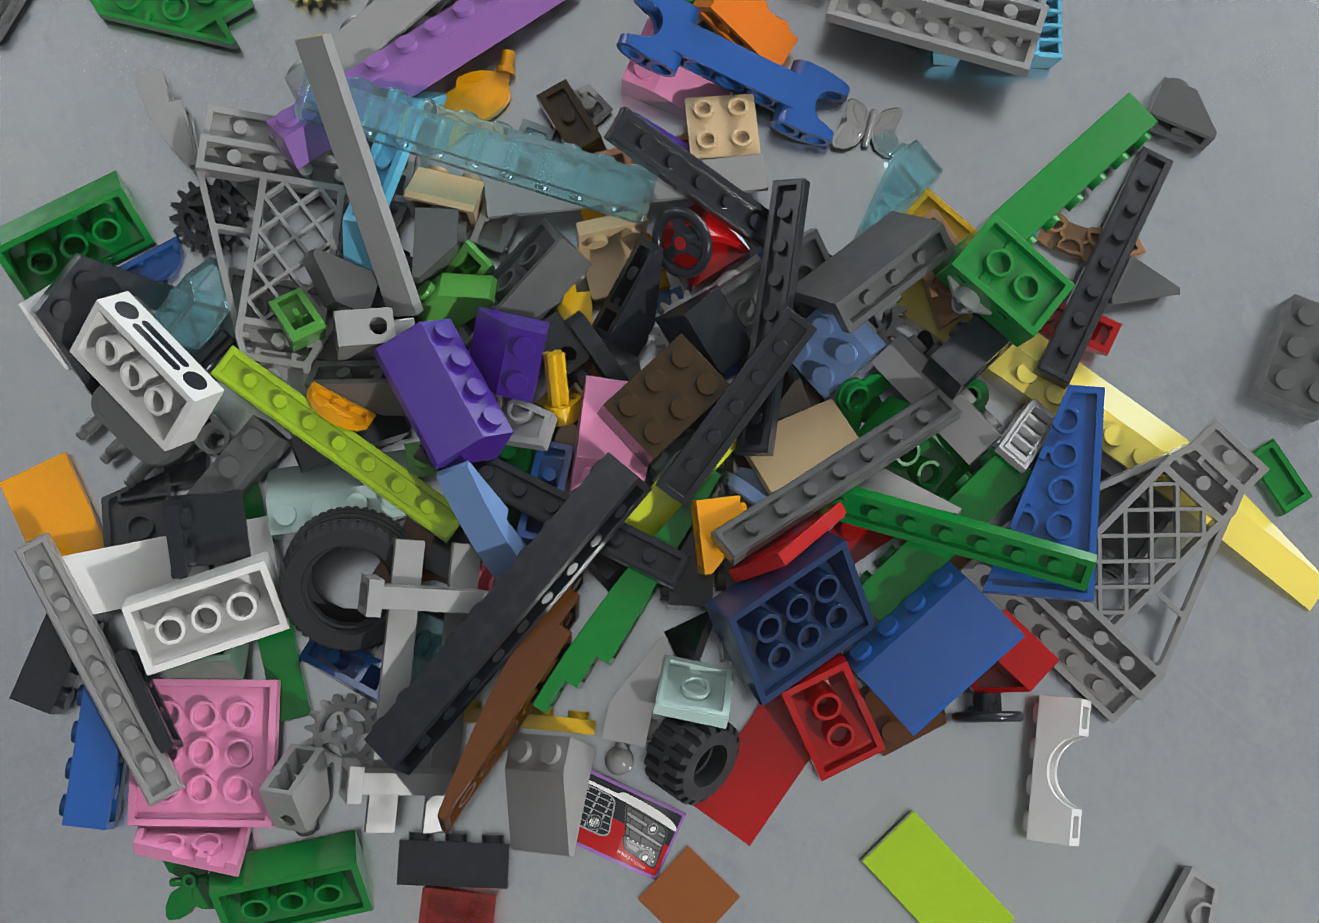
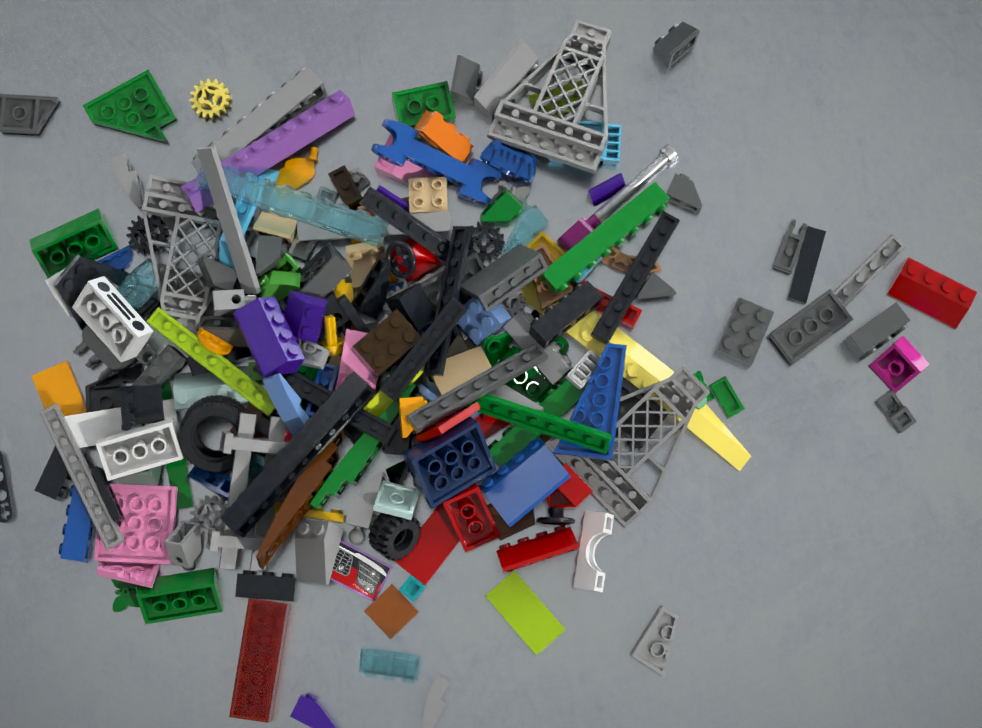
camera: 15 degrees right, 0 degrees up
(298, 319) = (193, 293): bright green slope -> none
(726, 852) = (412, 588): none -> teal plate
(838, 209) = (491, 241): none -> black gear
(856, 148) = (502, 208): none -> green slope
(866, 62) = (510, 161): none -> blue piece
(958, 772) = (537, 549): none -> red slope
(1004, 281) = (572, 286): green piece -> none
(1006, 180) = (585, 227): none -> flat silver piece
(1039, 111) = (606, 189): none -> dark purple slope

